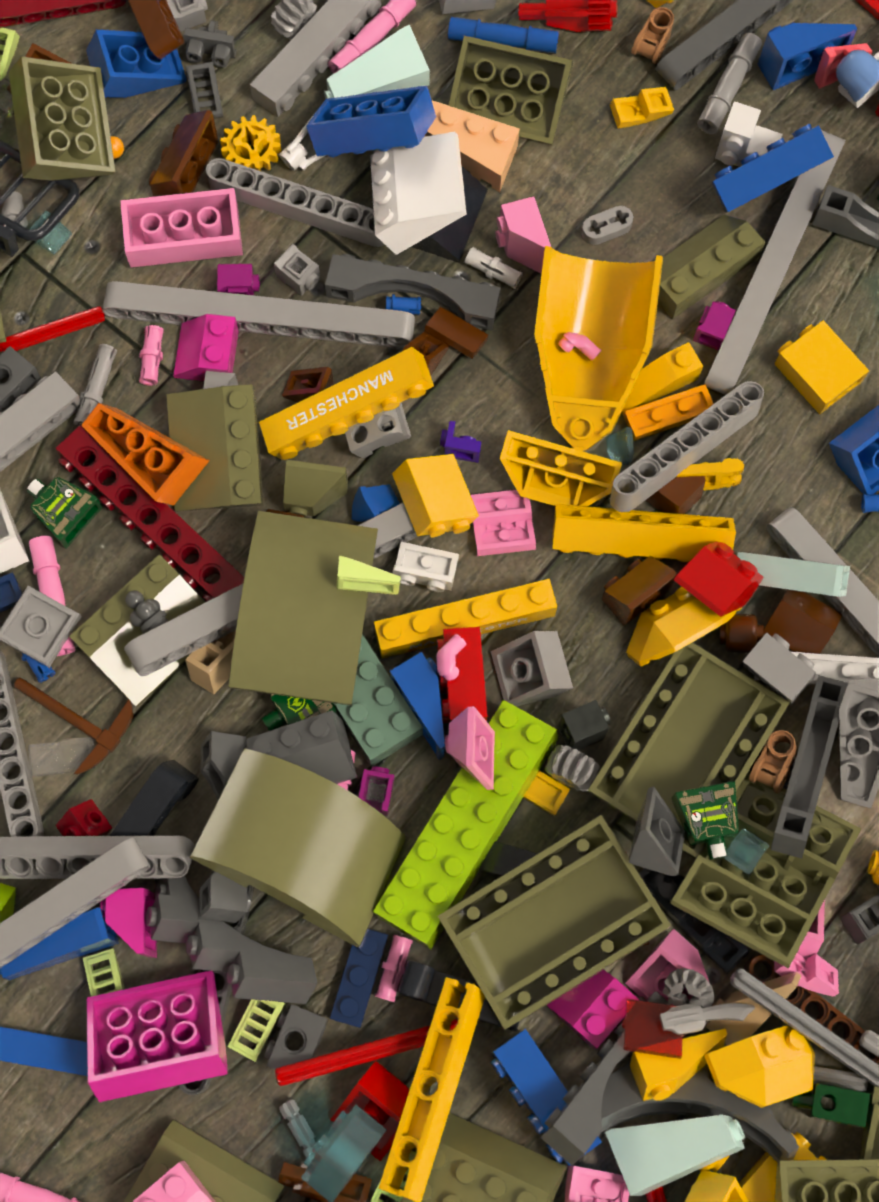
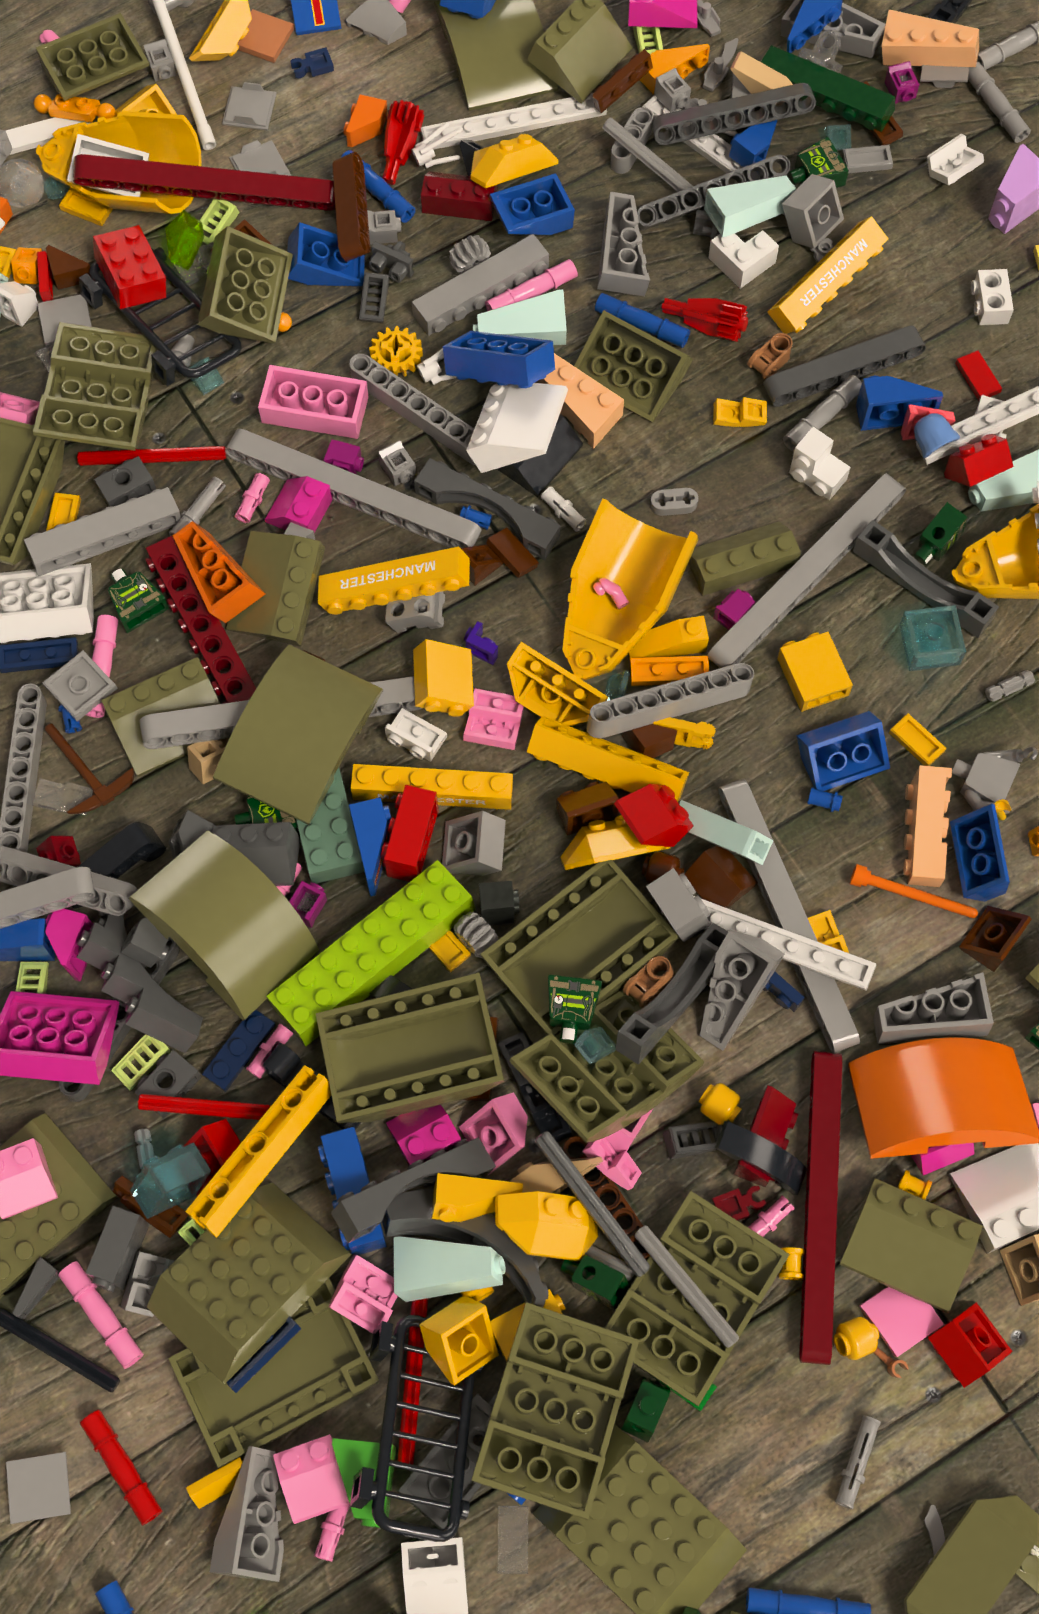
camera: 20 degrees right, 5 degrees down
(146, 613) = (169, 698): dark grey piece -> none
(186, 156) = (337, 346): reddish brown slope -> none
(307, 382) = (371, 555): reddish brown slope -> none
(312, 487) = (344, 641): olive slope -> none
(366, 578) = (351, 720): yellowish green slope -> none
(372, 502) = (391, 667): blue tile -> none
(446, 657) = (398, 806): bright pink arm -> none
(472, 745) = (395, 885): bright pink slope -> none
(522, 233) = (594, 481): bright pink slope -> none
(645, 1031) = (461, 1162): clear red piece -> none
(657, 837) = (519, 1004): dark grey slope -> none
(692, 1017) = (496, 1164): light grey piece -> none
(695, 984) = (510, 1139): light grey gear -> none
(771, 169) = (825, 492): blue brick -> none

